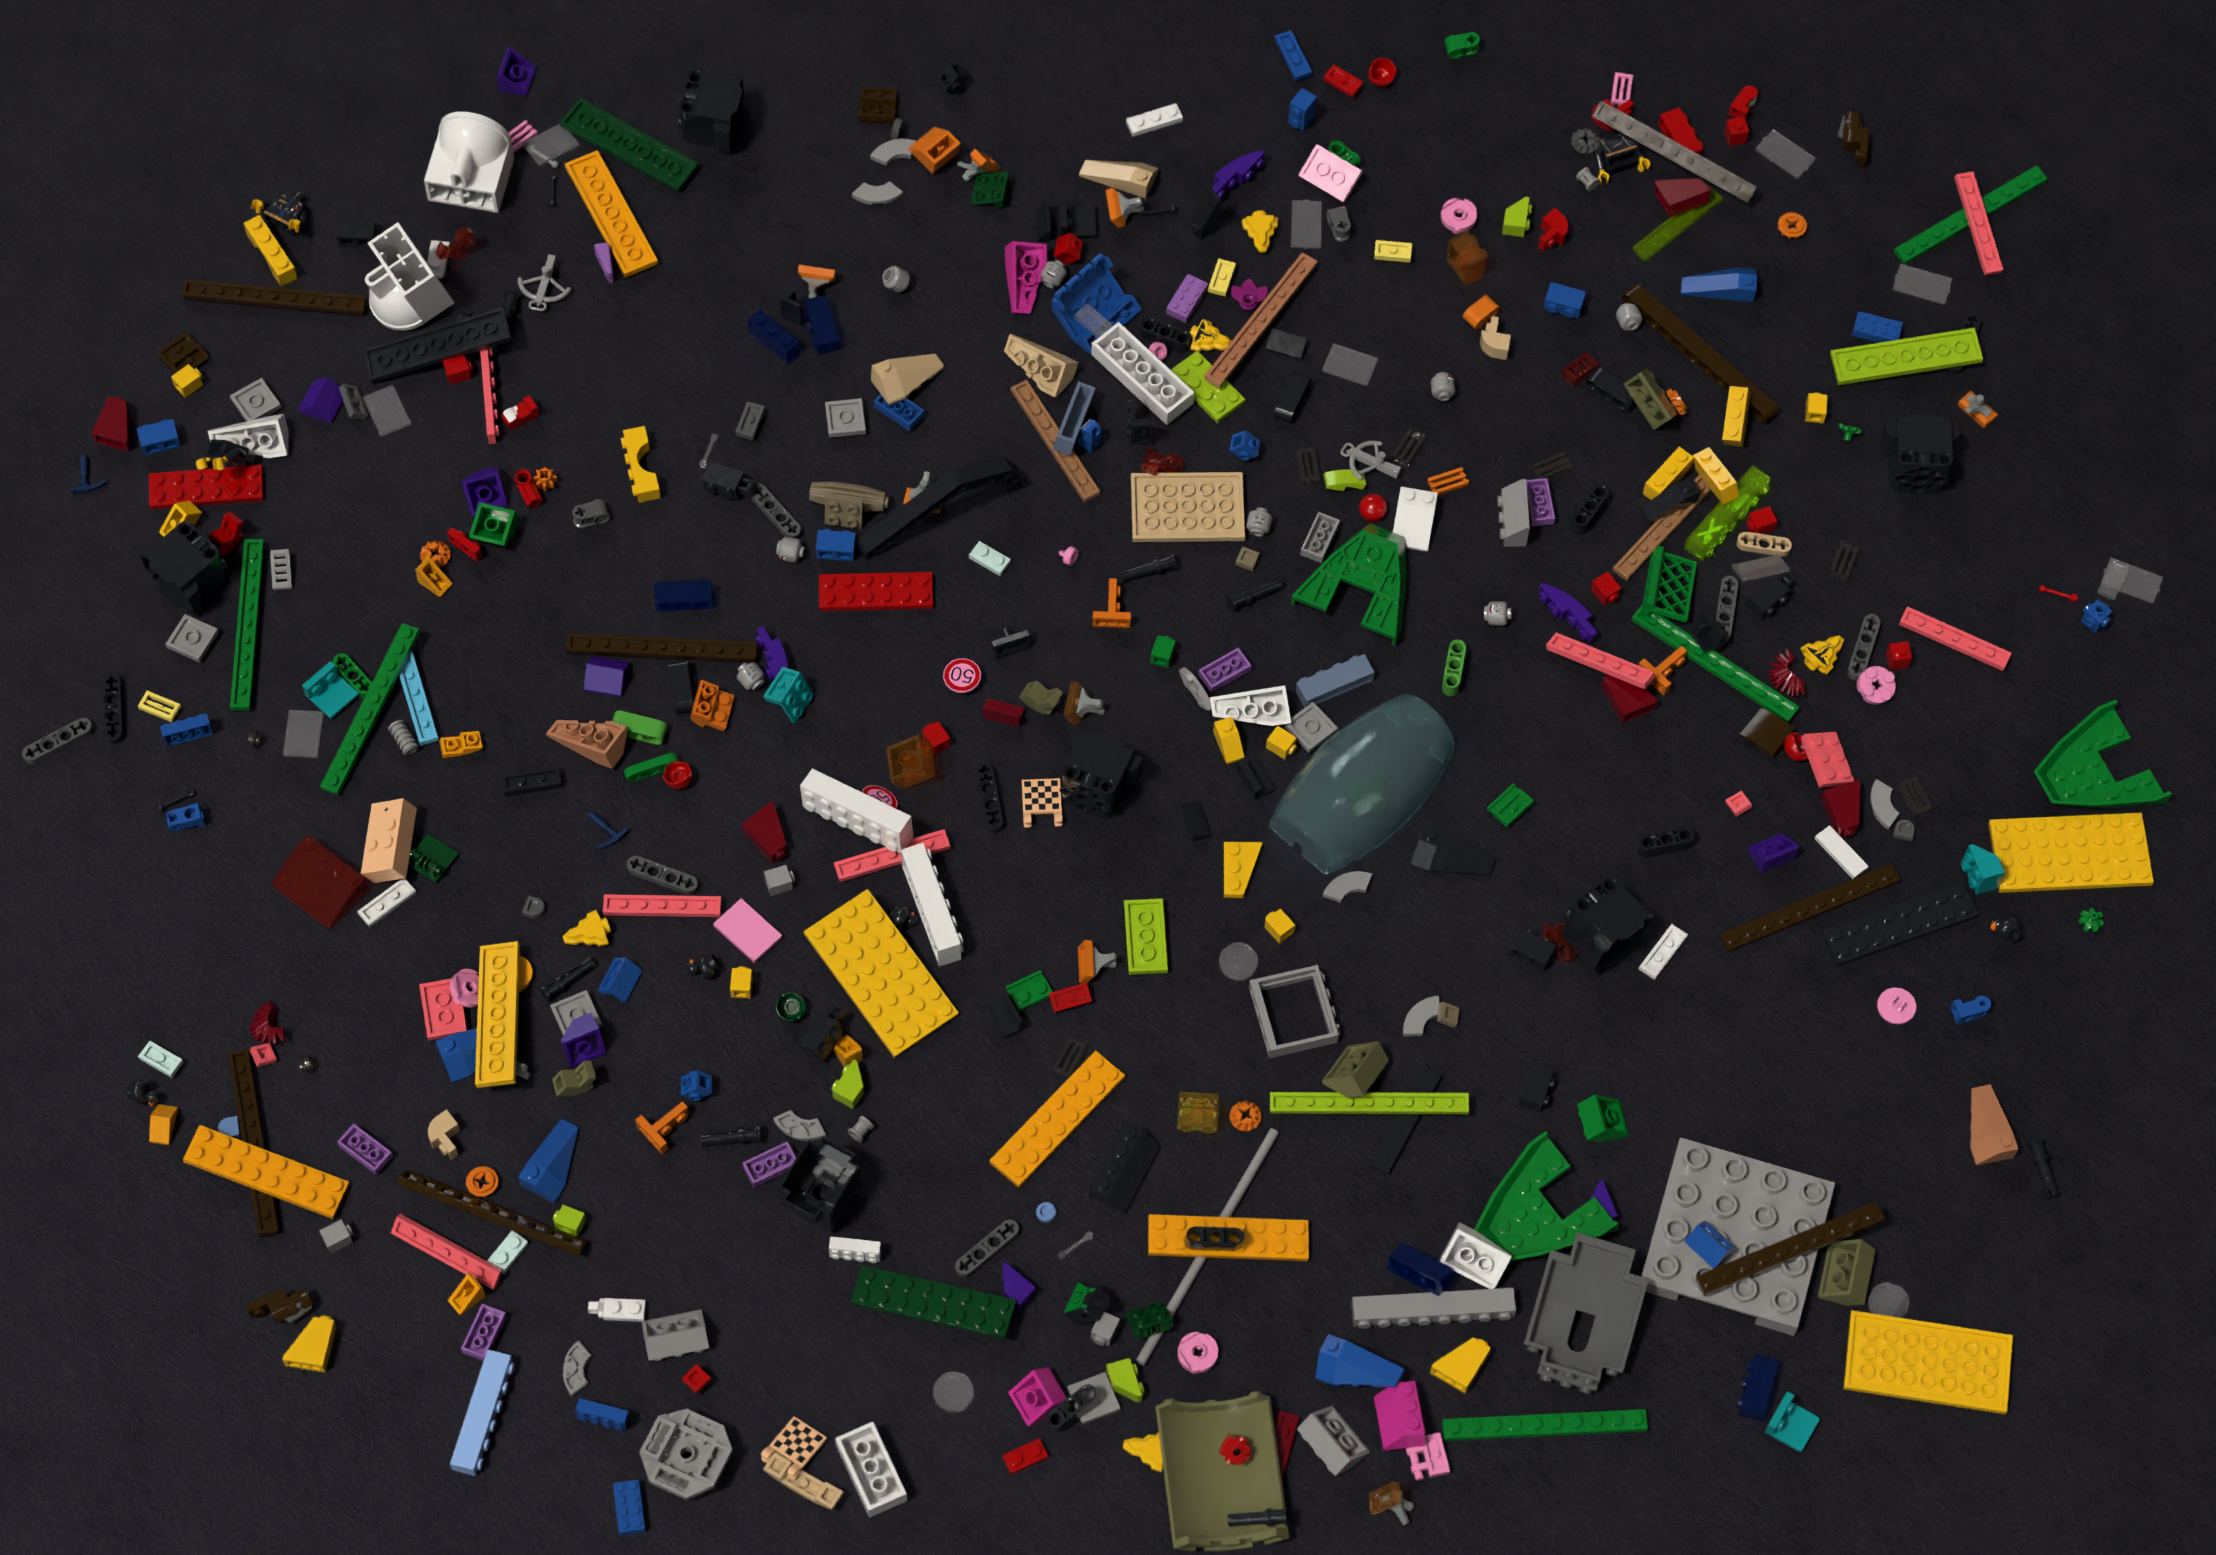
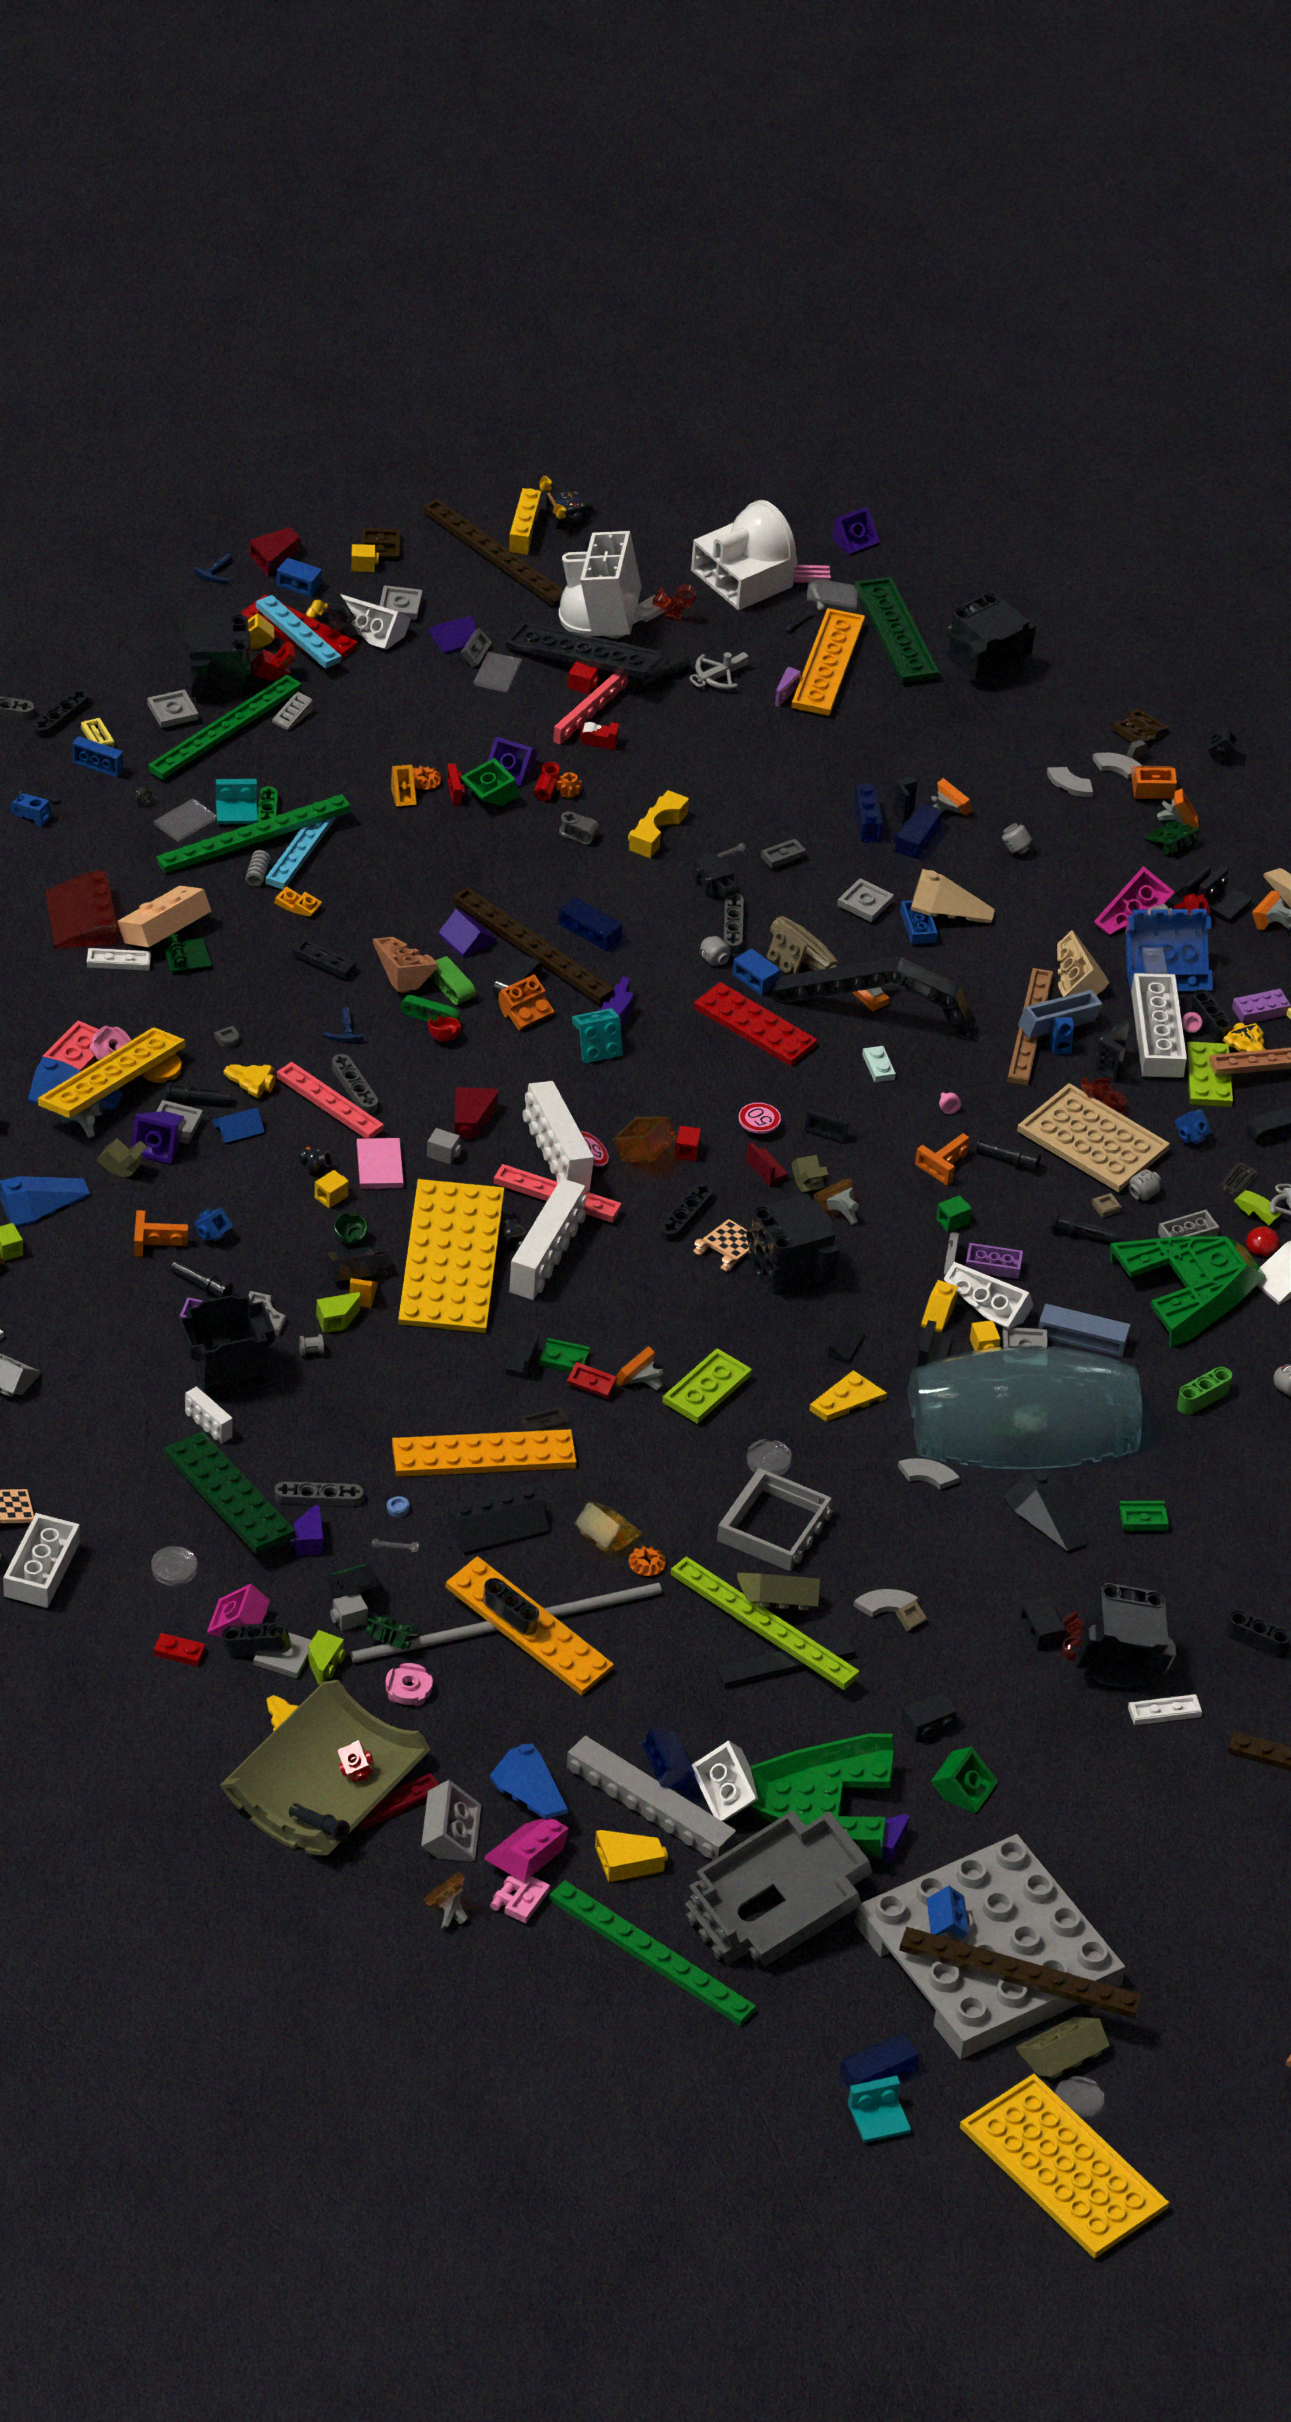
camera: 40 degrees right, 20 degrees down
(214, 492) = (298, 631): none -> medium azure plate
(750, 676) = (581, 1003): light grey head -> none
(1279, 925) = (832, 1455): yellow brick -> none

